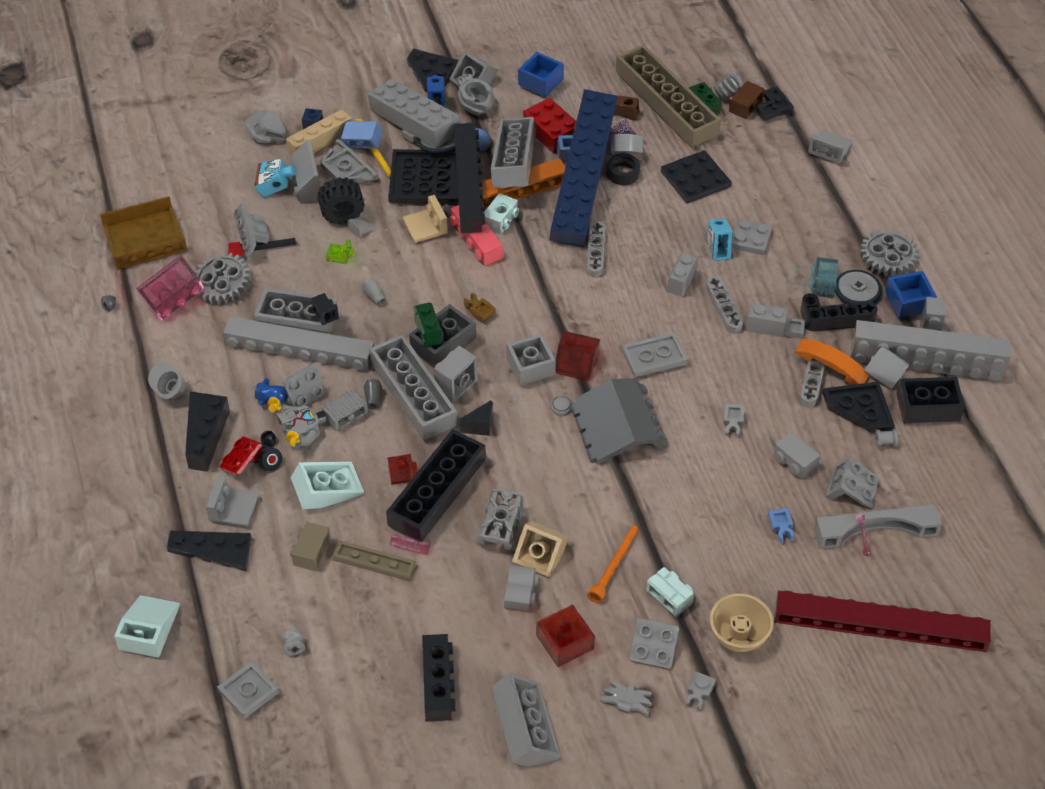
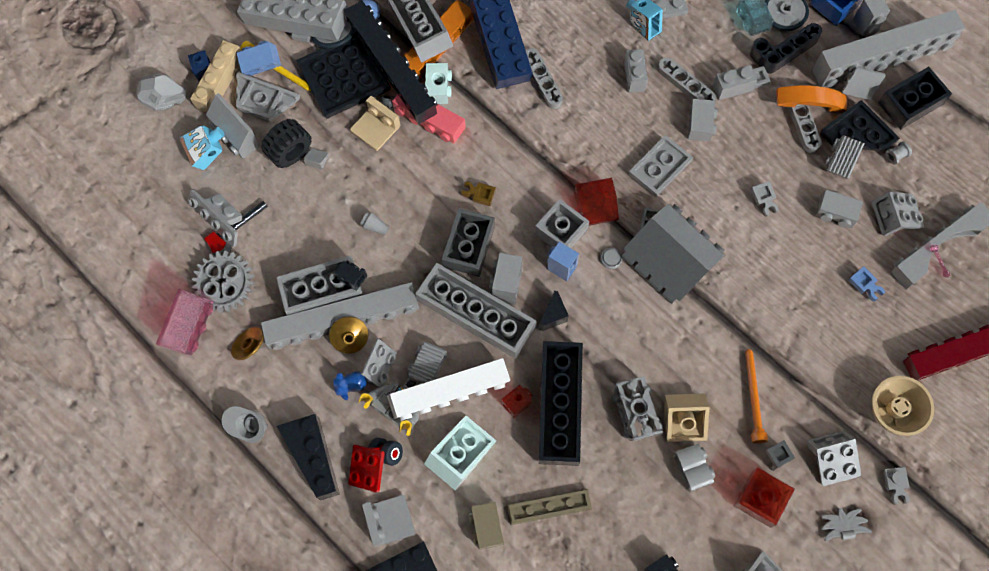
camera: 25 degrees left, 20 degrees up
(108, 302) = (130, 363): dark grey hinge -> none
(143, 232) = (114, 268): pearl gold panel -> none
(209, 330) = (247, 343): none -> pearl gold dish
(268, 438) = (378, 433): black hinge -> none
(303, 354) = (348, 326): none -> pearl gold dish
(340, 253) = (315, 196): clear neon green bracket -> none
(348, 428) = (448, 388): none -> white brick
(372, 392) = (441, 334): dark grey cone -> none
(409, 544) = (570, 473): clear pink axle -> none
(427, 325) = (457, 244): dark green brick -> none
(512, 382) = (562, 261): none -> medium blue brick
(602, 613) = (779, 454): none -> dark grey panel
(670, 591) = (819, 402): light aqua brick -> none
(716, 336) = (702, 120): none -> light grey brick
(828, 416) = (844, 157): none -> light grey brick

